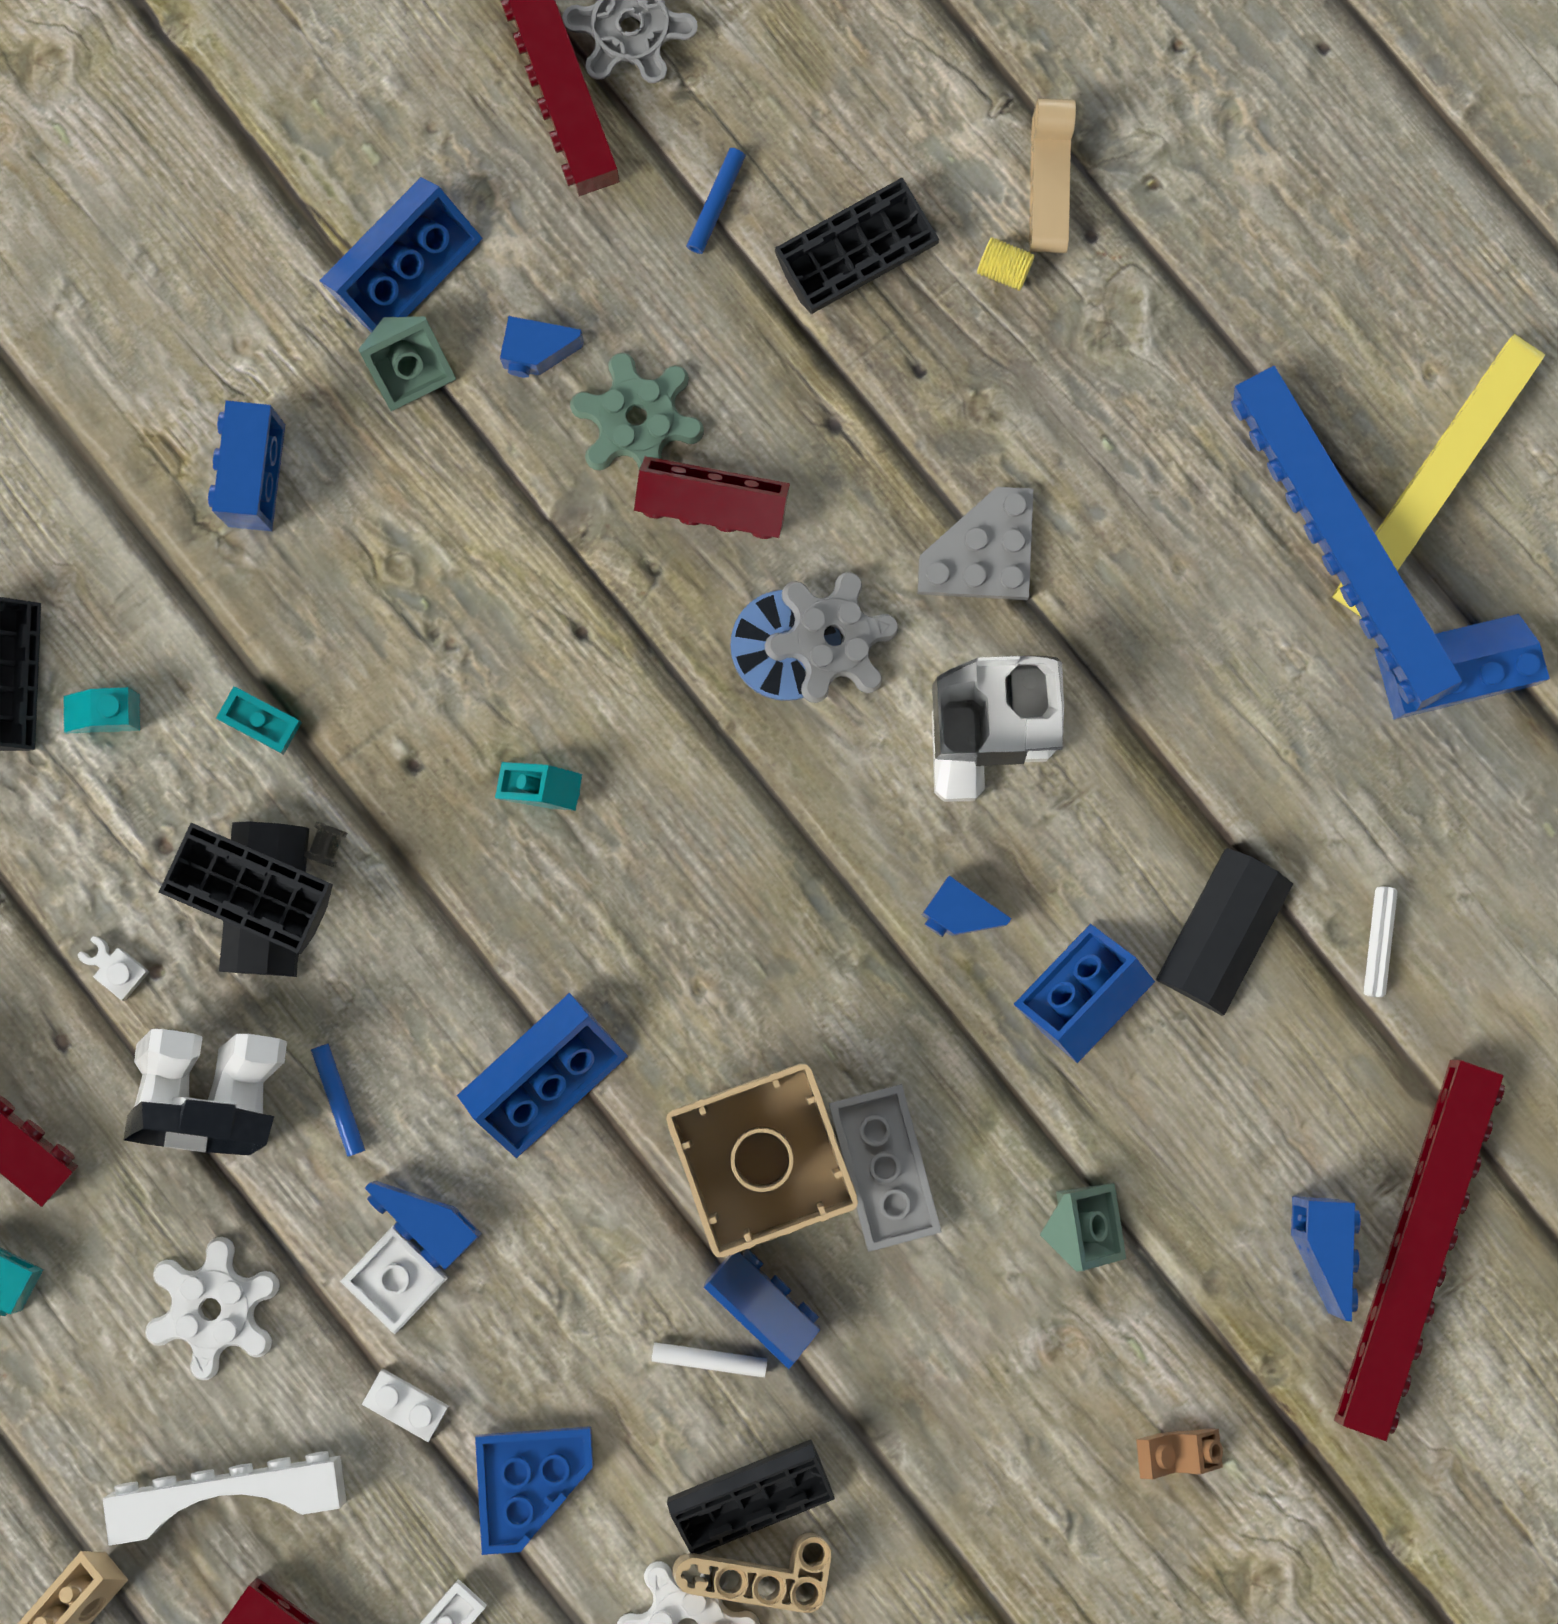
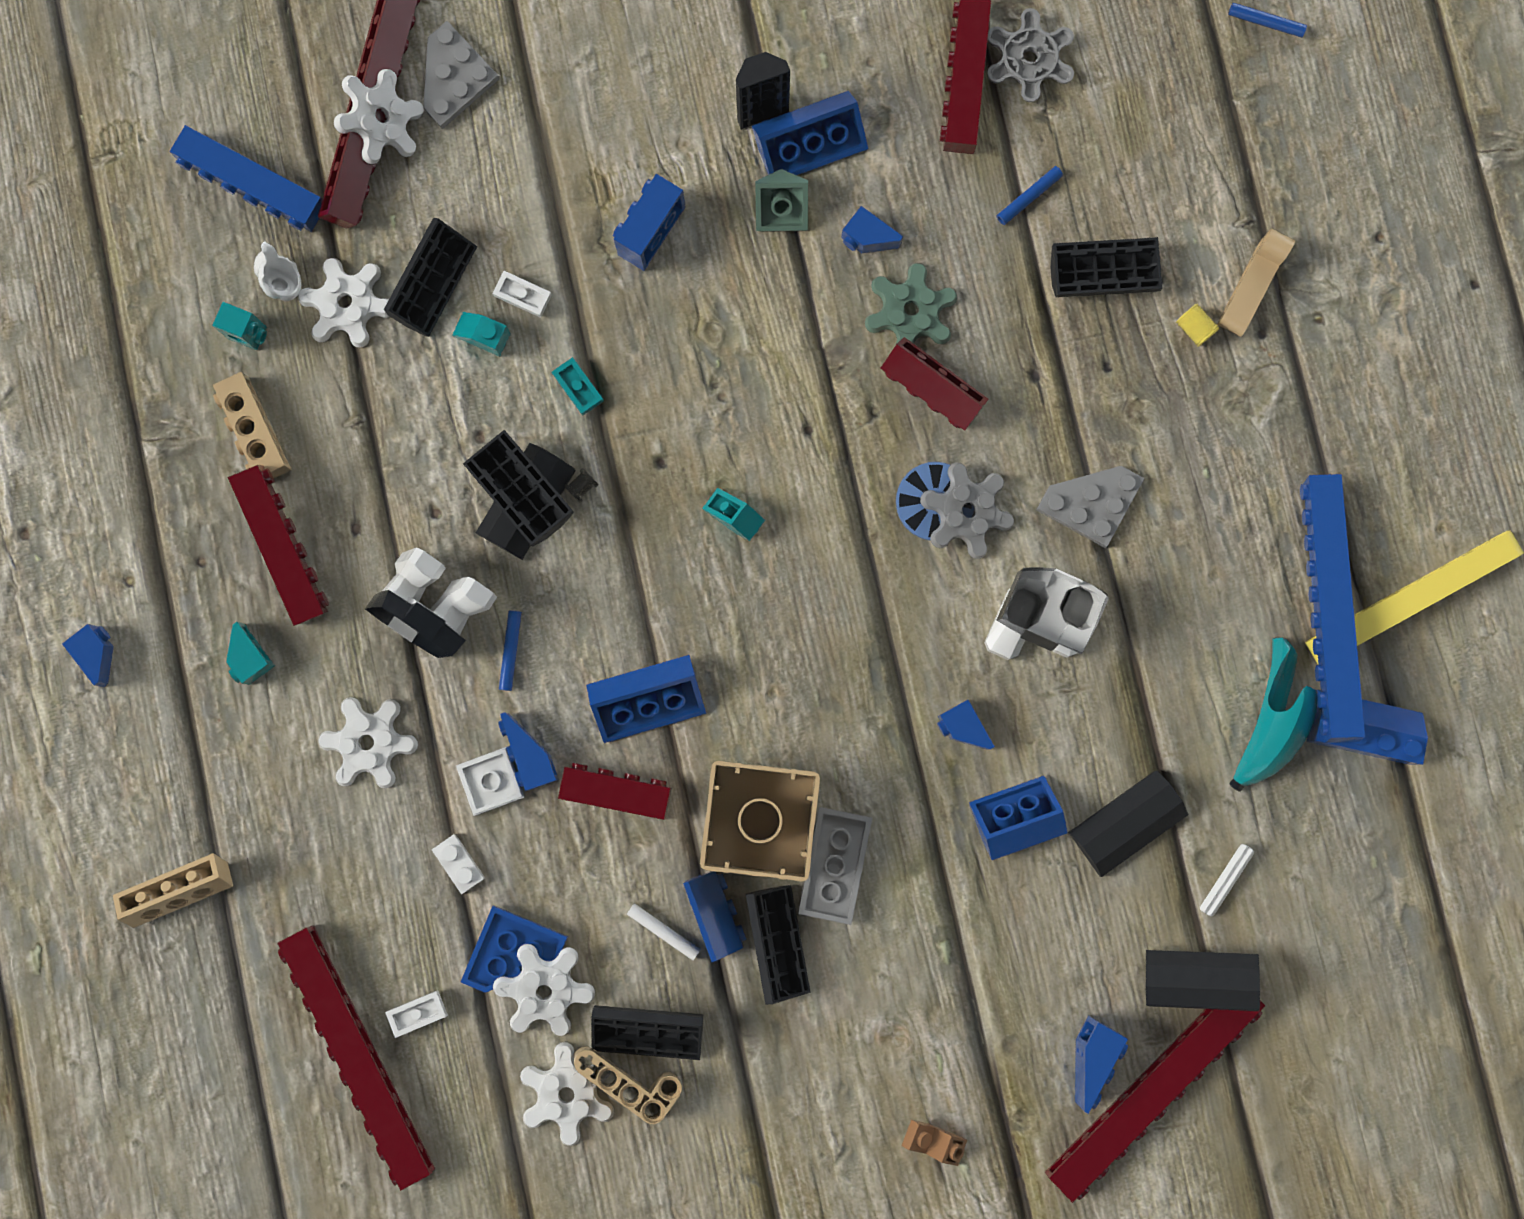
camera: 30 degrees right, 0 degrees up
(117, 970) = (412, 501): white plate -> none
(129, 636) = (522, 294): none -> white plate
(303, 1486) = (369, 882): white arch -> none
(309, 228) = (762, 89): none -> black piece
(561, 1214) = (614, 792): none -> dark red brick
(577, 1491) = (549, 973): none -> white plate
(861, 1303) = (778, 944): none -> black piece
(1086, 1227) = (946, 968): sand green slope -> none
(1353, 724) = (1277, 732): none -> teal piece
(1411, 1082) = (1202, 980): none -> black piece

